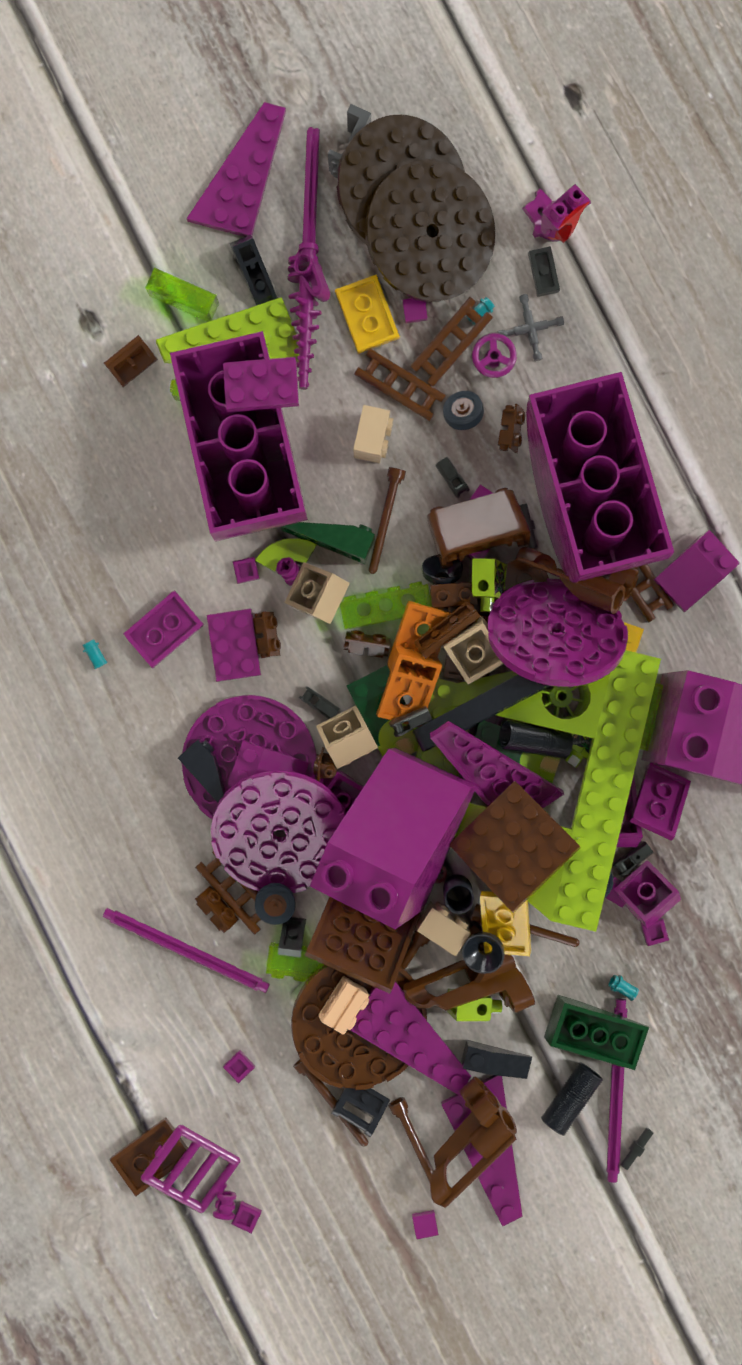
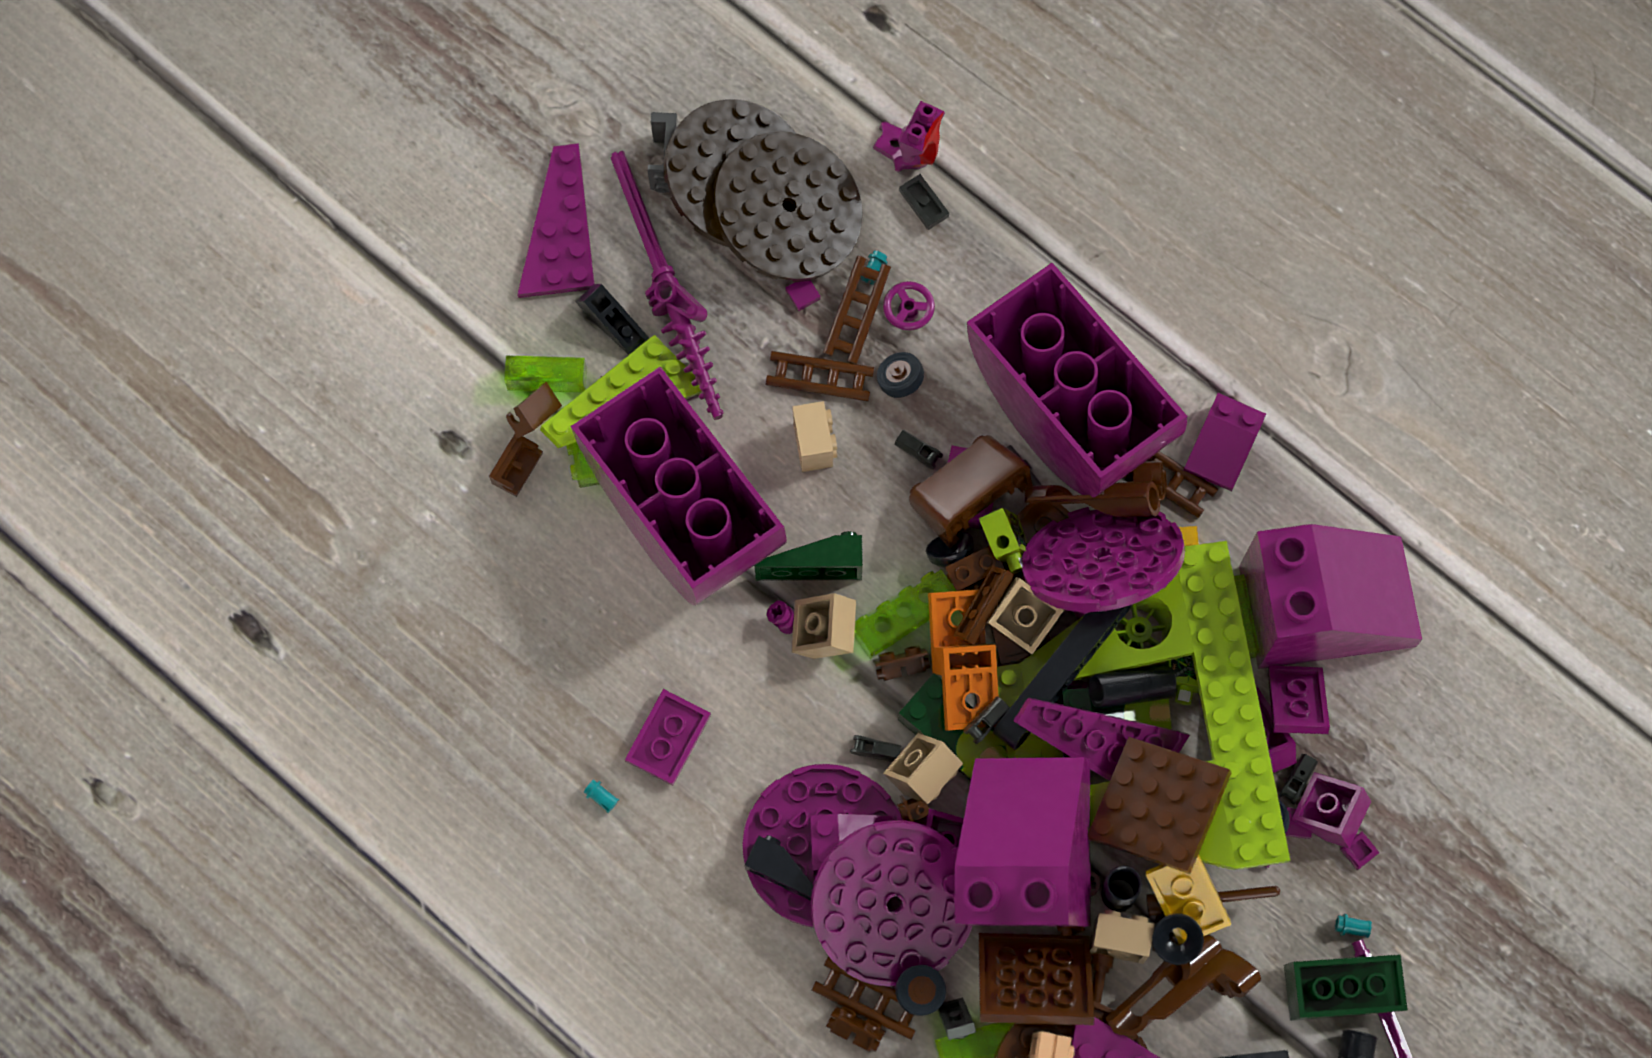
camera: 20 degrees left, 15 degrees down
(158, 323) = (534, 410): none -> reddish brown hinge
(233, 645) = (753, 724): magenta plate -> none
(246, 570) = (733, 637): magenta tile -> none
(261, 384) = (682, 418): magenta plate -> none
(270, 643) = (793, 704): reddish brown hinge -> none
(297, 549) = (779, 590): lime tile -> none
(367, 314) = (753, 317): yellow tile -> none
(395, 477) = (856, 472): reddish brown piece -> none
(477, 1010) = (1195, 1014): lime torso -> none
(513, 420) = (958, 364): reddish brown hinge -> none
(531, 327) = (936, 263): dark grey piece -> none

